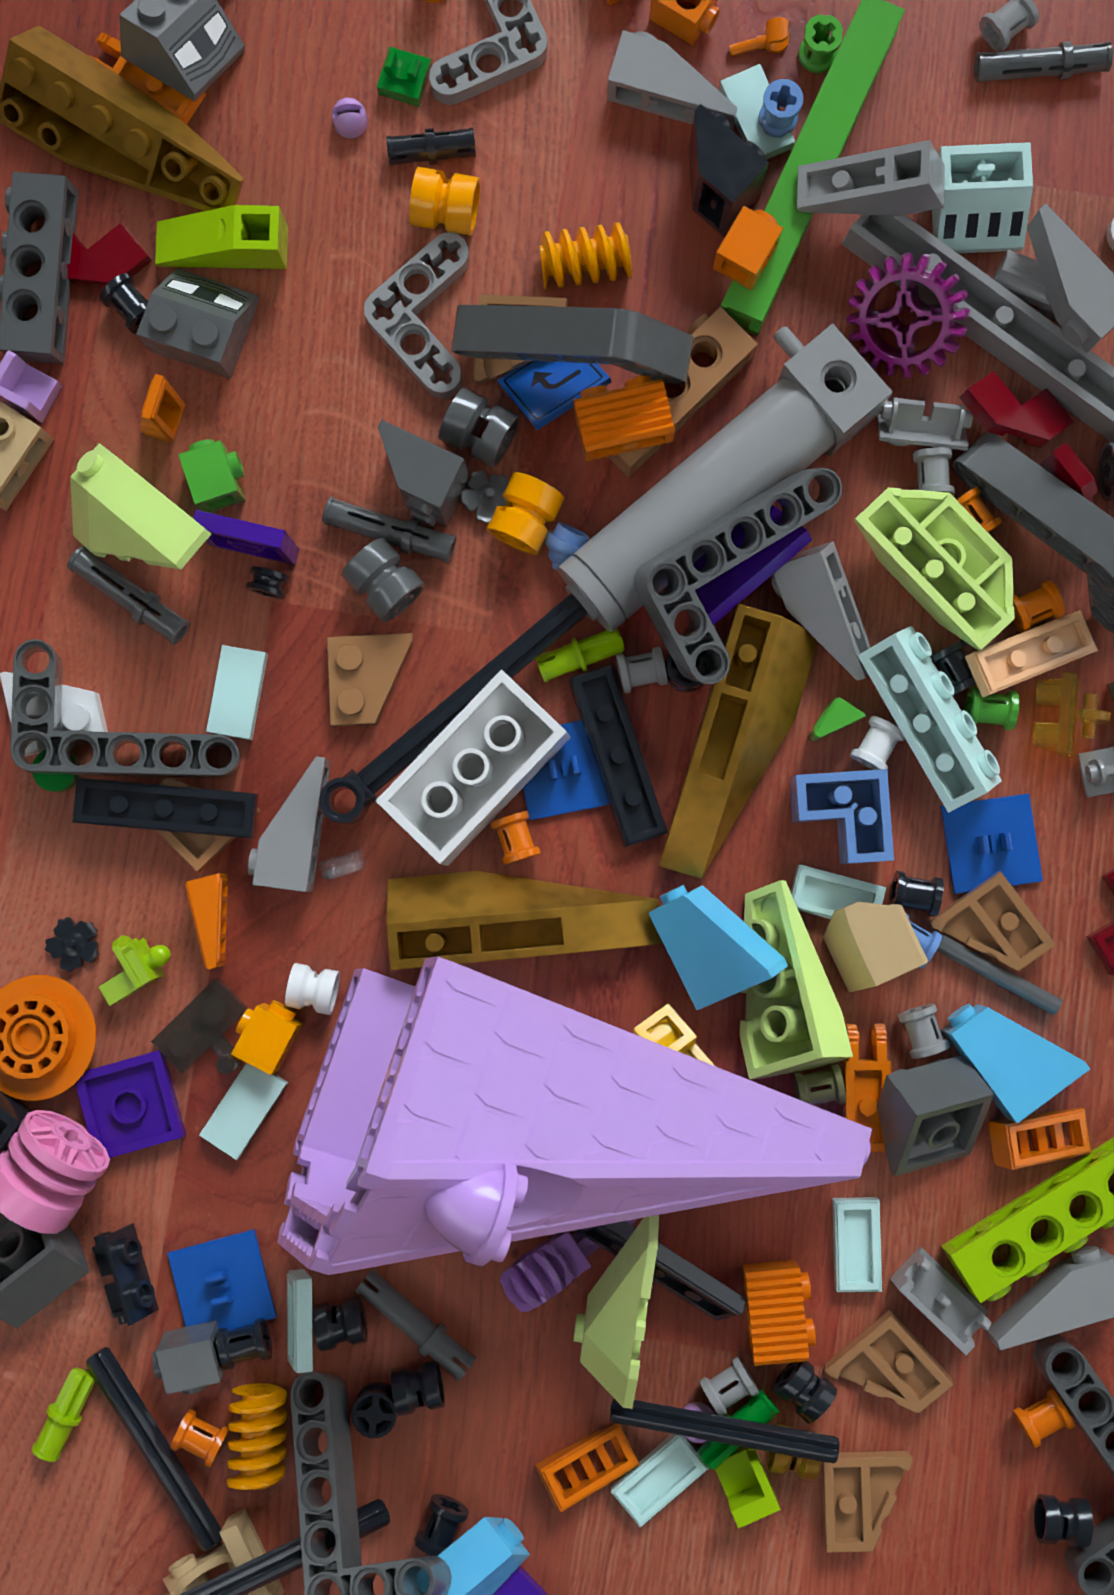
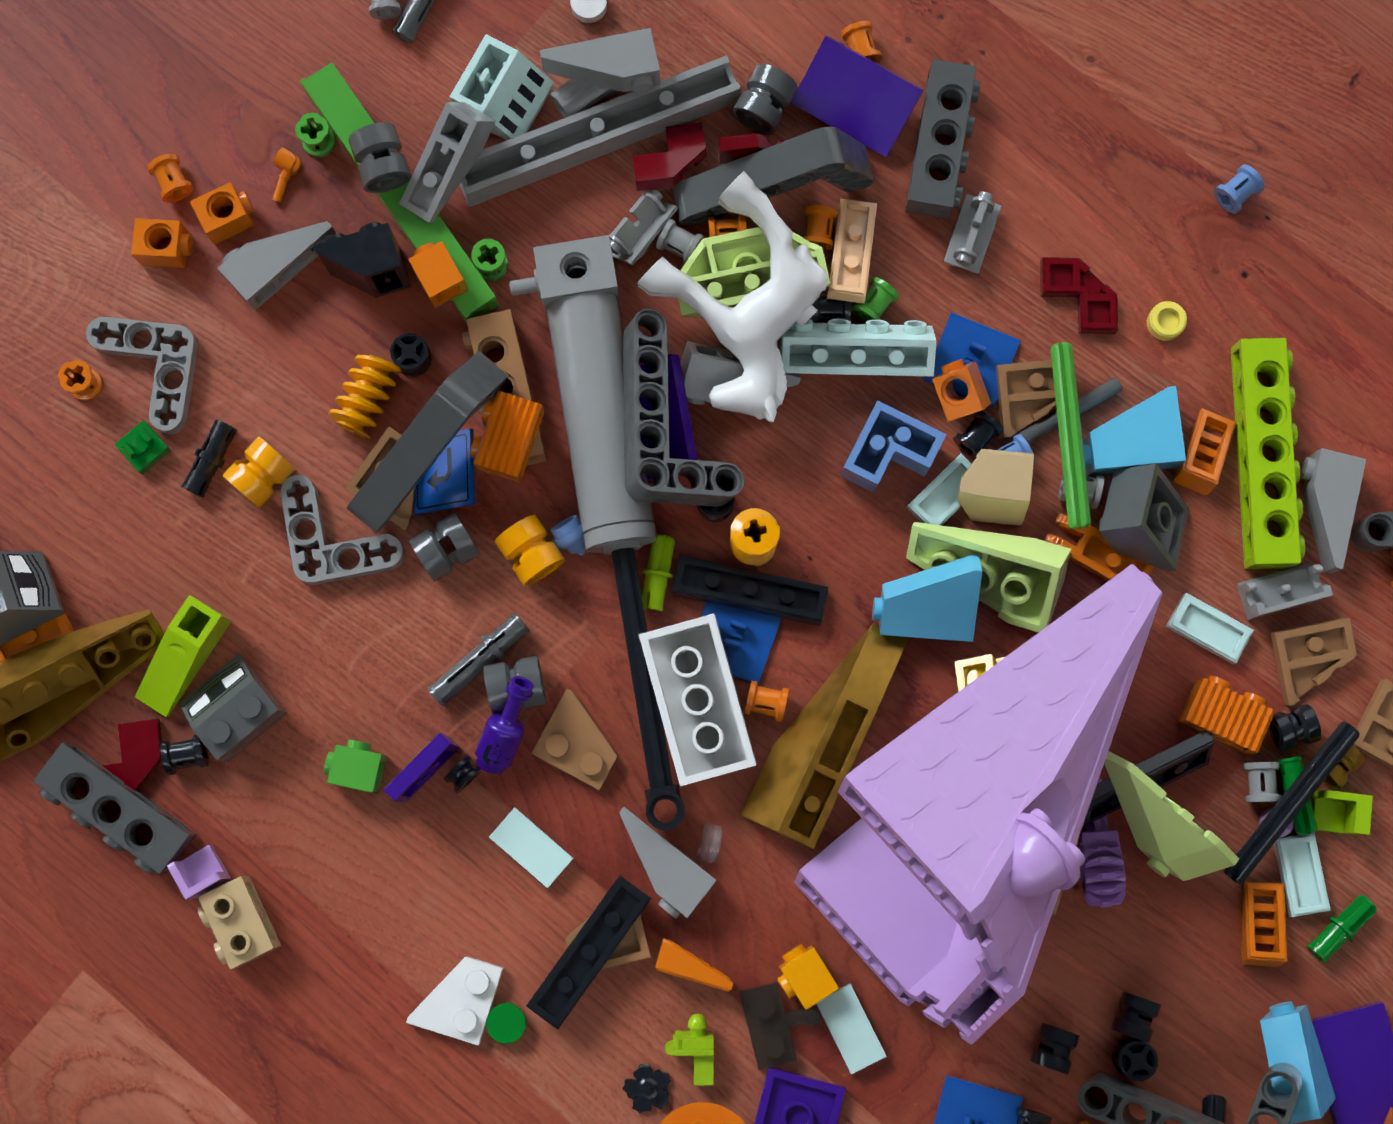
camera: 70 degrees left, 5 degrees down
(104, 744) = (513, 968): dark grey beam -> none
(127, 516) = (351, 848): yellowish green wedge -> none
(161, 410) = (283, 778): orange slope -> none
(168, 624) = (368, 902): dark grey pin -> none
(299, 1321) = (1035, 1077): light aqua tile -> none
(309, 988) = (791, 920): white wheel -> none
(330, 595) = (503, 730): none -> dark purple piece
(349, 124) = (154, 508): lavender hinge -> none
(416, 1325) = (1087, 991): dark grey pin -> none
(425, 475) = (455, 608): dark grey slope -> none
(441, 1524) = (1247, 1059): black bush -> none
(484, 495) = (496, 573): dark grey plant -> none
(629, 1549) = (1342, 928): none -> green axle
(641, 669) = (696, 534): light grey bush -> none
(654, 266) = (406, 348): none -> black wheel
(671, 709) = (765, 528): none -> light orange piece
(738, 733) = (787, 487): pearl gold wedge -> none
(747, 93) = (340, 208): light aqua tile -> none
(783, 94) = (346, 179): medium blue bush -> none
(790, 284) = (495, 251): none -> bright green bush
(830, 1077) = (1079, 573): olive bush -> none
(835, 717) = (815, 417): bright green slope -> none
(839, 108) = (379, 157): none -> dark grey wheel
(877, 744) = (853, 397): white bush -> none
(901, 596) = (761, 316): none -> white animal
(908, 296) = (564, 177): magenta gear -> none
(932, 849) = (953, 404): none -> orange brick
(971, 989) = (1070, 436): none -> bright green axle
(1062, 735) = (895, 245): clear yellow hips -> none

